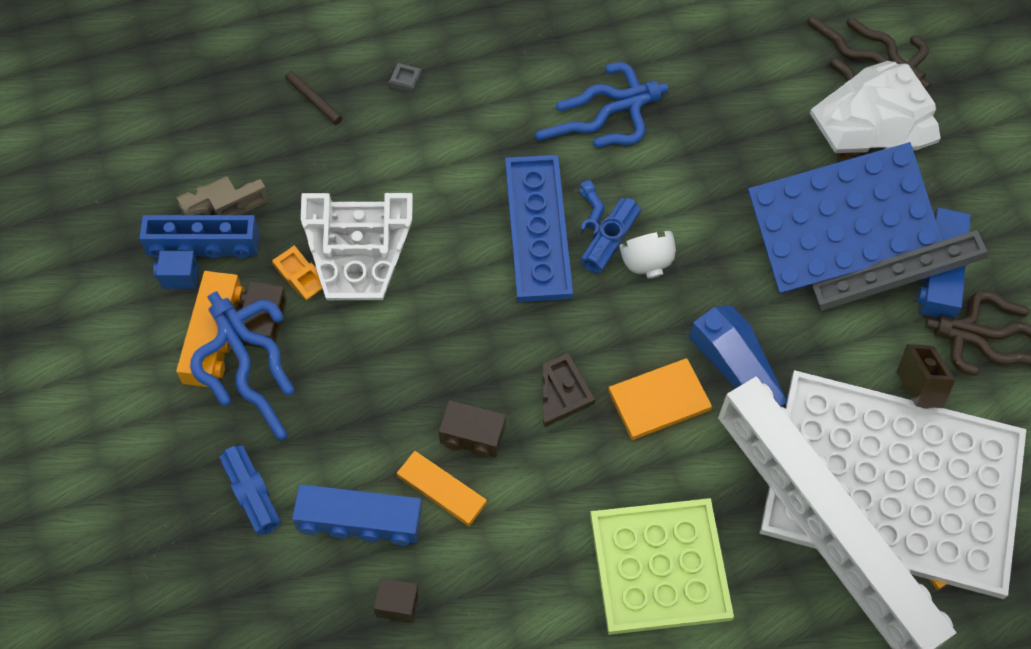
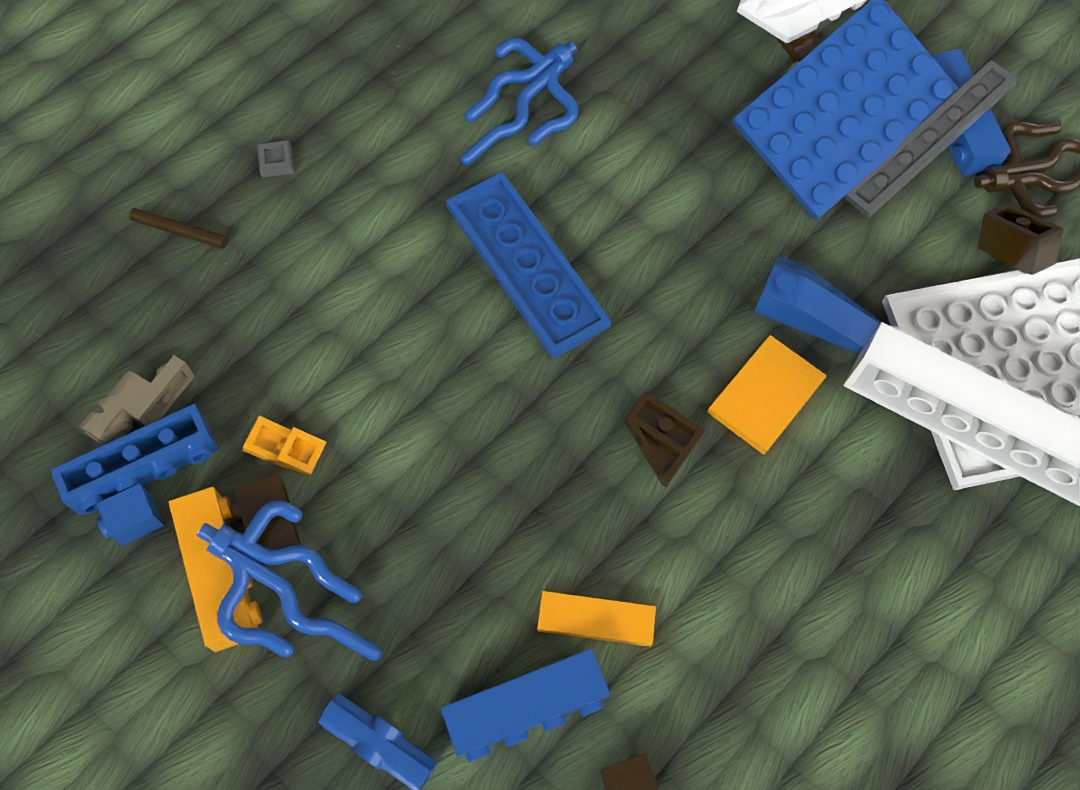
camera: 30 degrees left, 5 degrees up
(356, 242) = (334, 378): white wedge -> none
(472, 429) = (593, 533): dark brown brick -> none
(588, 192) = (557, 198): blue arm -> none
(605, 246) = (611, 251): blue piece -> none
(649, 254) = (668, 239): white cylinder -> none
(660, 566) = (881, 583): yellowish green plate -> none

